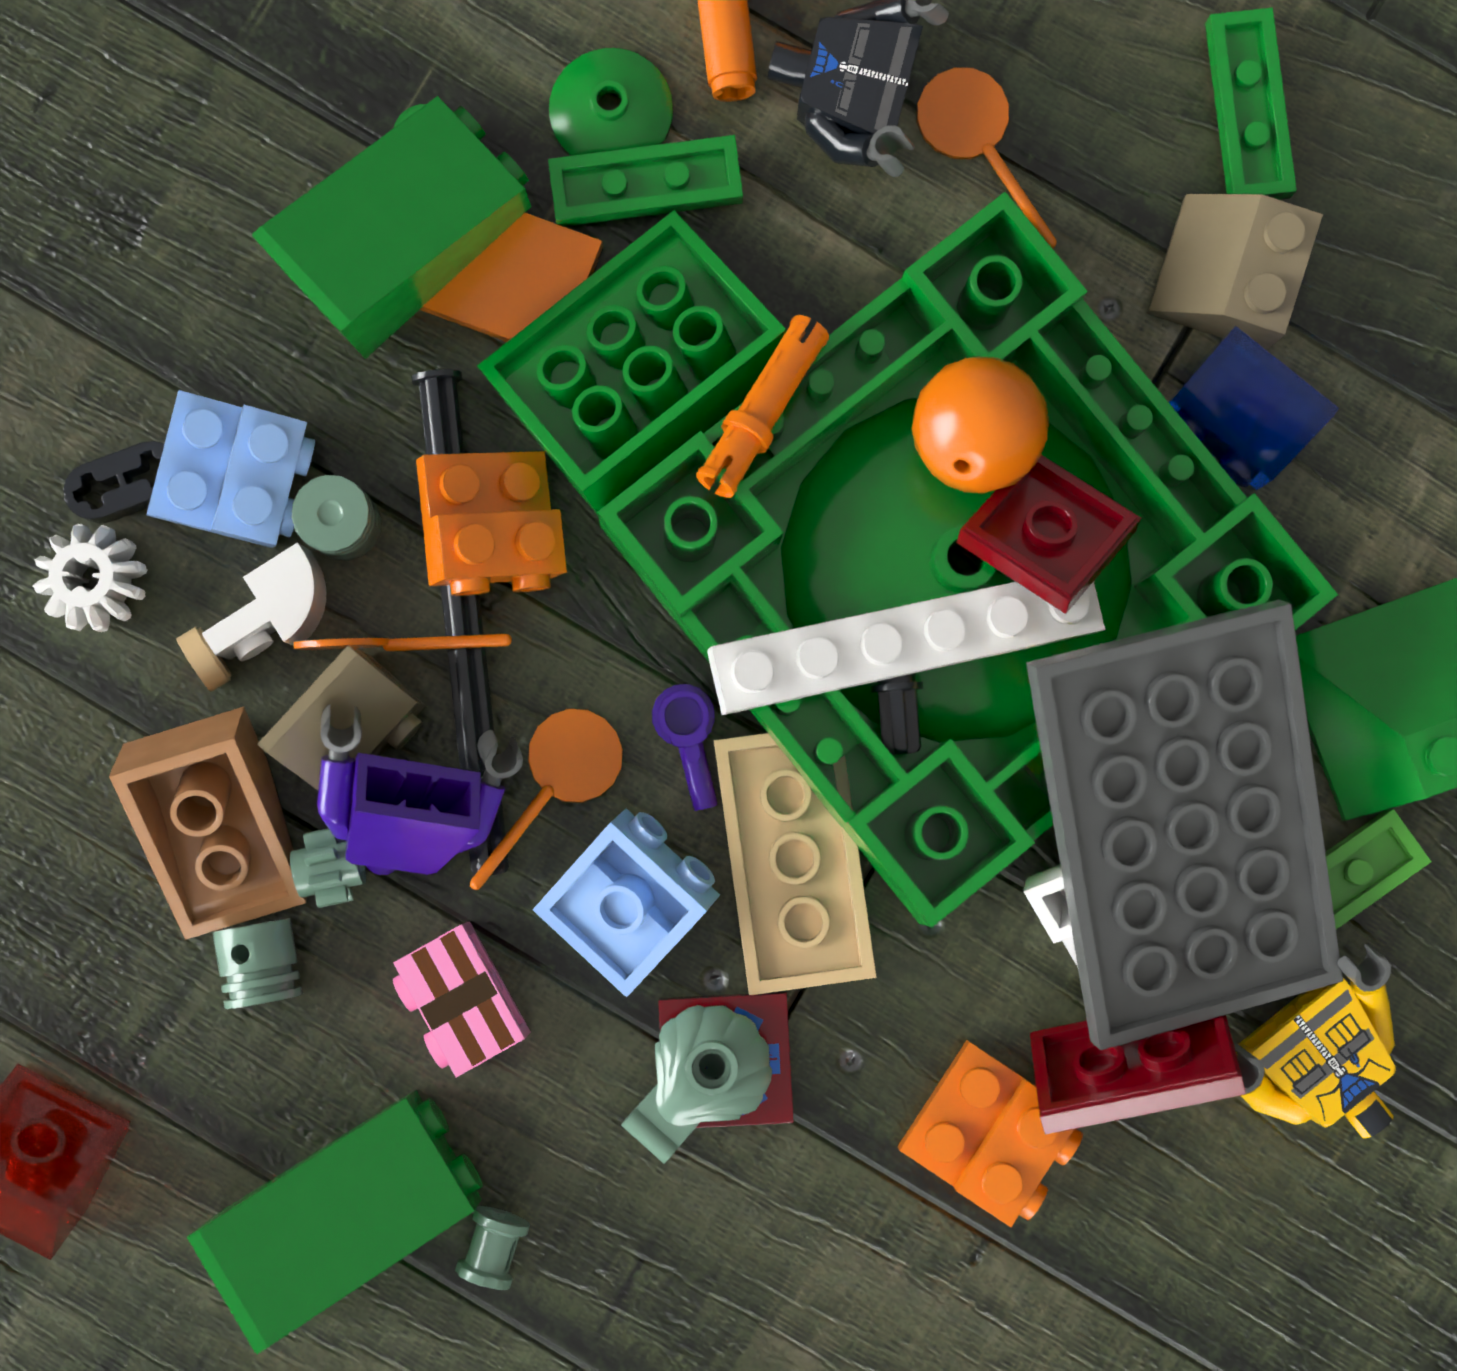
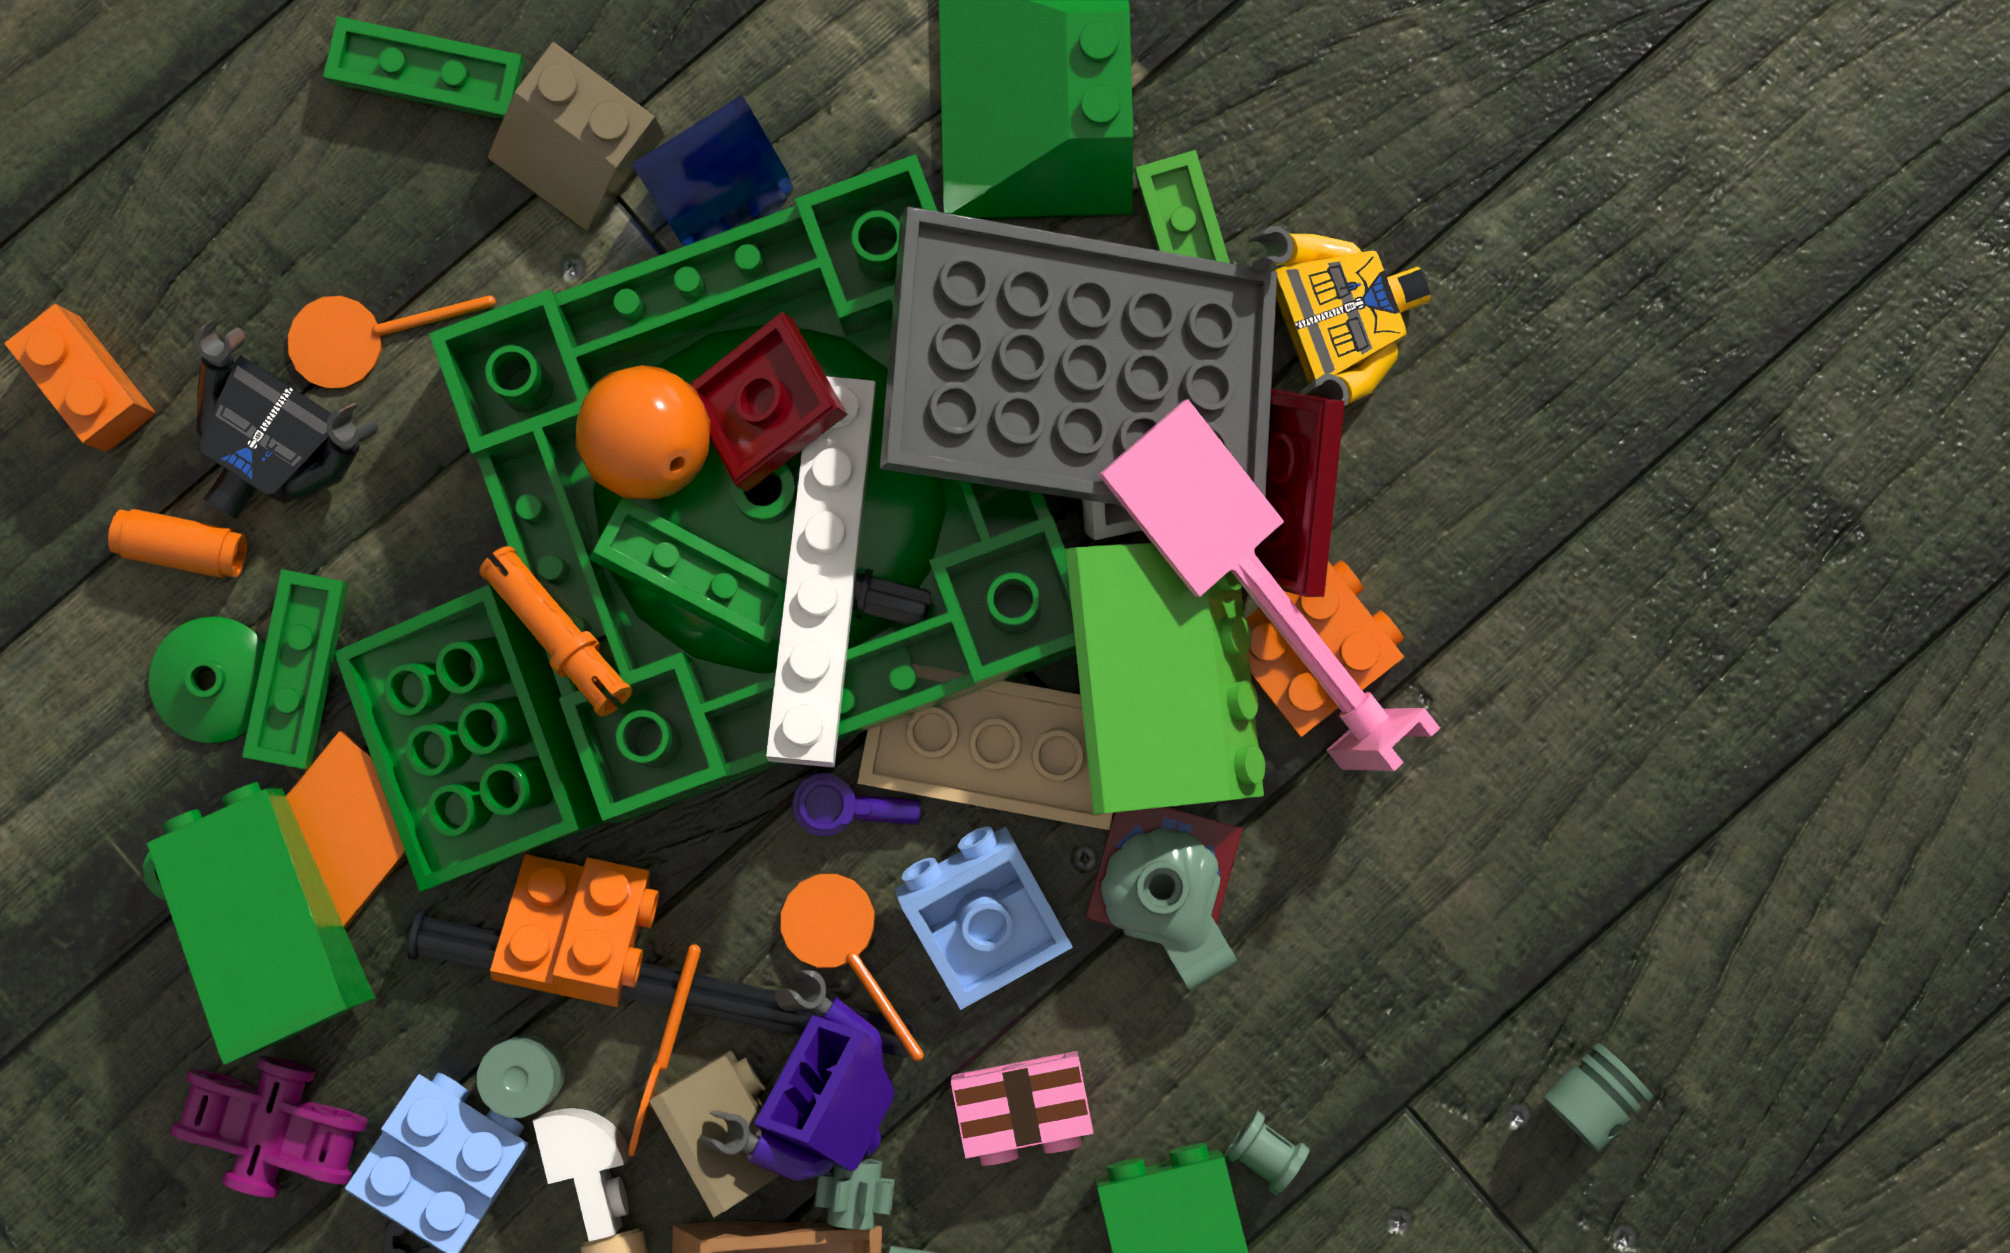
camera: 70 degrees left, 0 degrees up
(215, 301) = (268, 1126): none -> magenta axle
(861, 516) = (691, 573): none -> green plate
(917, 1002) = (1162, 682): none -> bright green slope
(1080, 999) = (1207, 522): none -> bright pink piece

